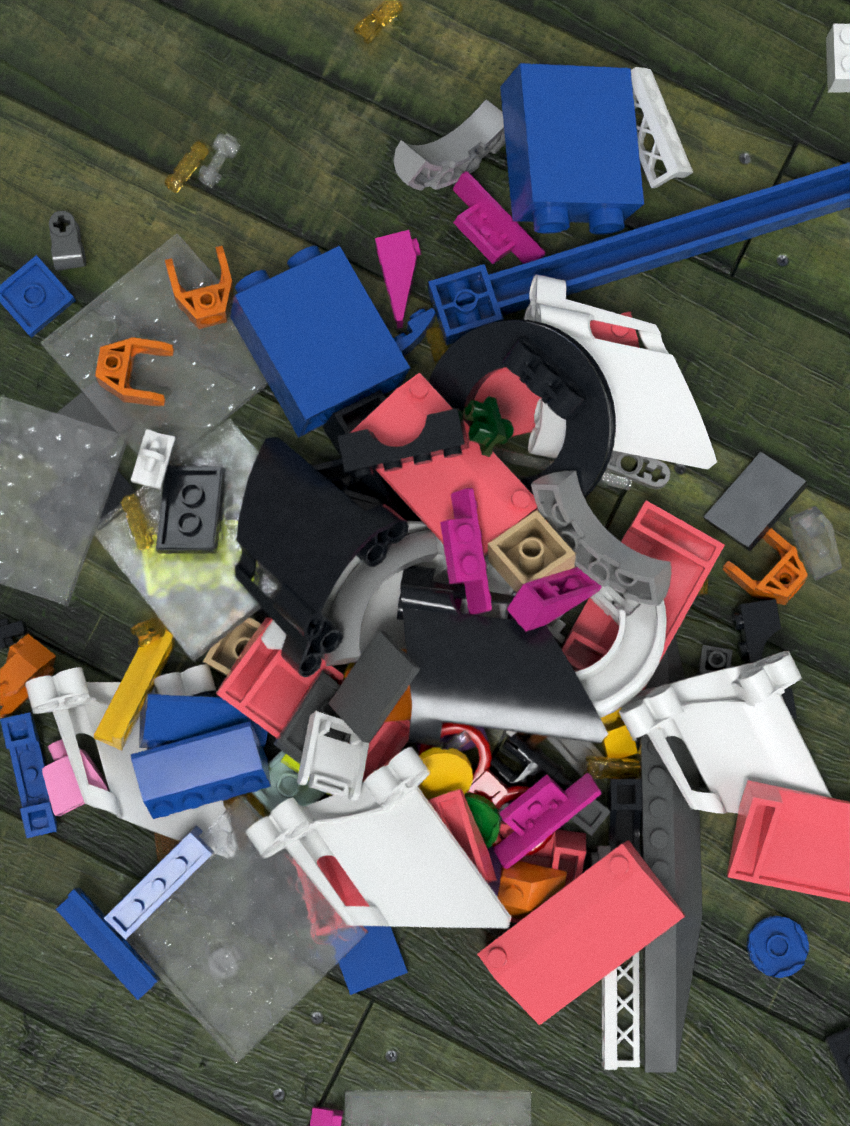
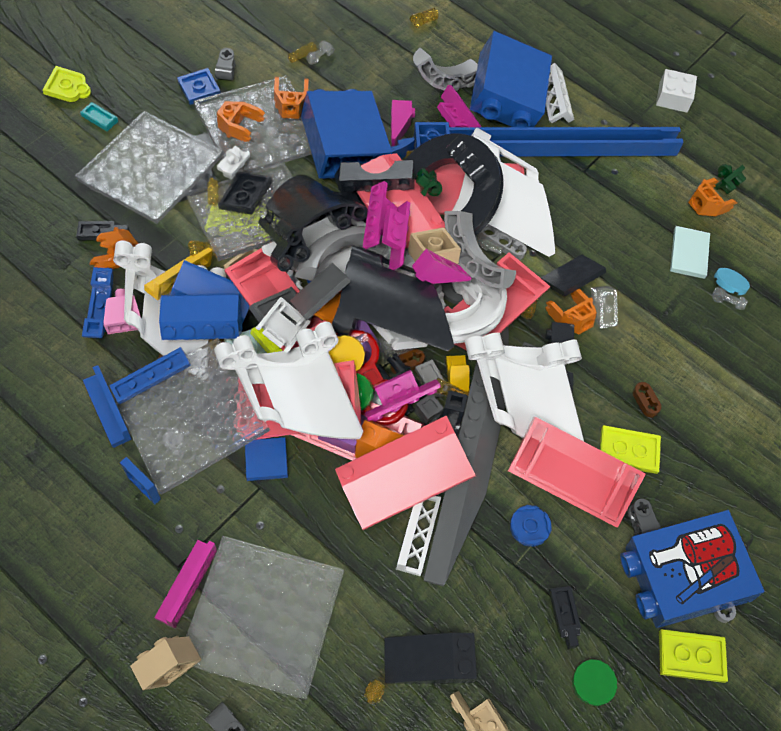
camera: 10 degrees right, 20 degrees down
(203, 1051) = (140, 480): none -> blue tile
(424, 515) = (376, 214): none -> dark pink bracket

